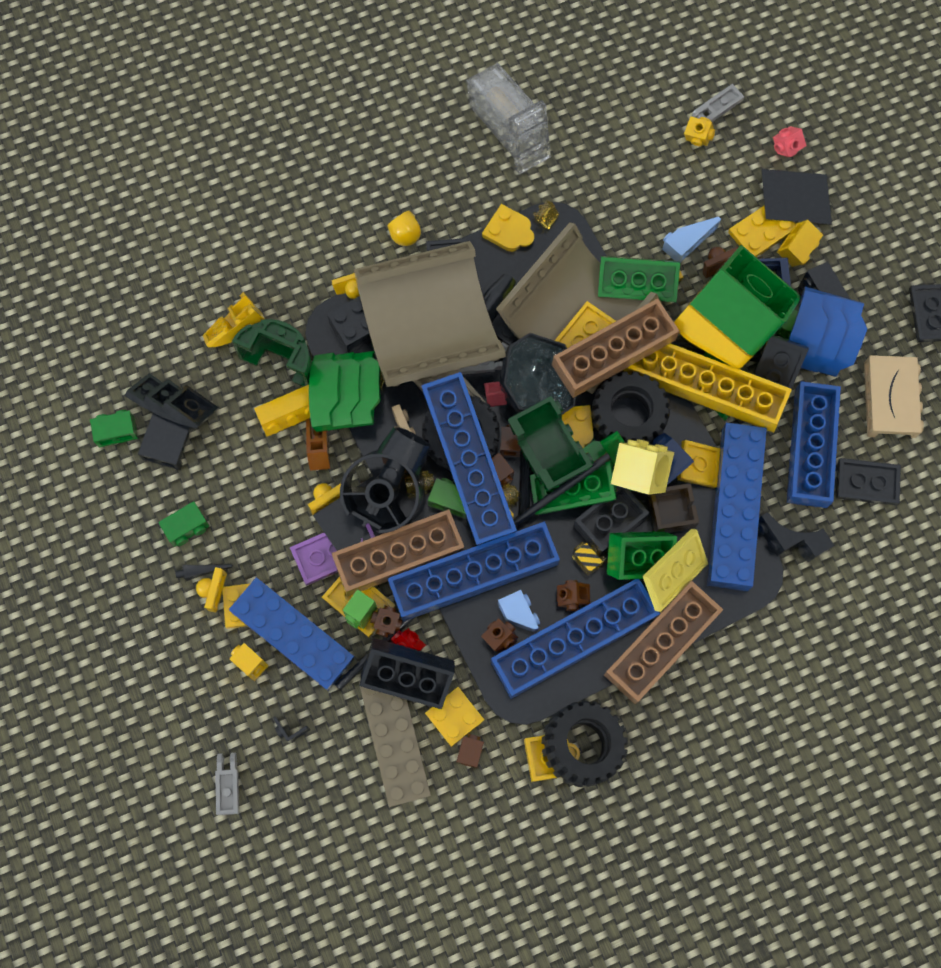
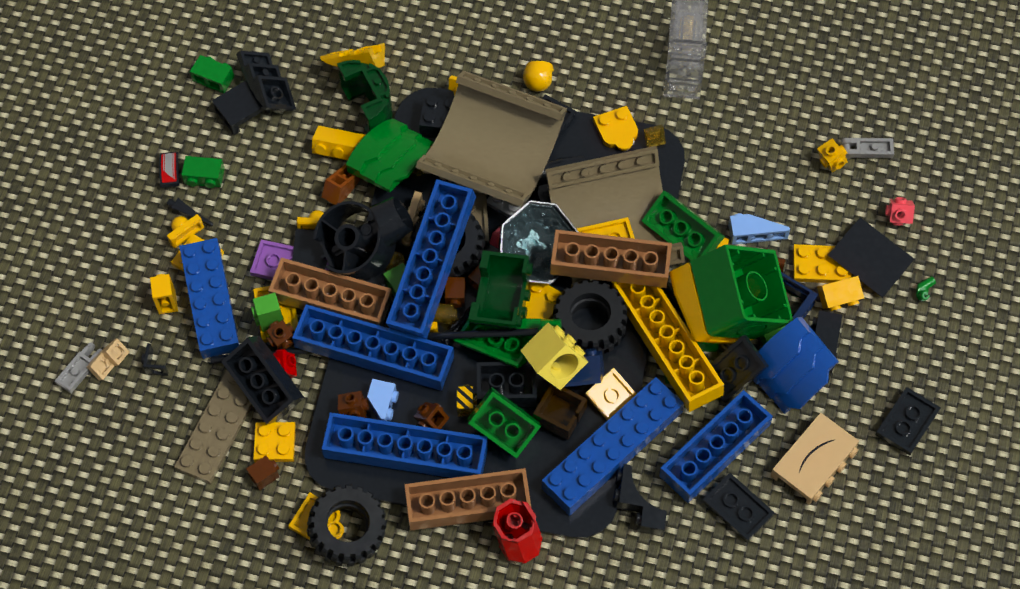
camera: 40 degrees right, 10 degrees down
(150, 544) = (169, 169): none -> slope
(245, 758) = (109, 357): none -> tan slope
(675, 570) = (519, 450): light yellow tile -> none
(727, 638) = (517, 531): none -> red brick
(853, 194) = (922, 288): none -> green arm

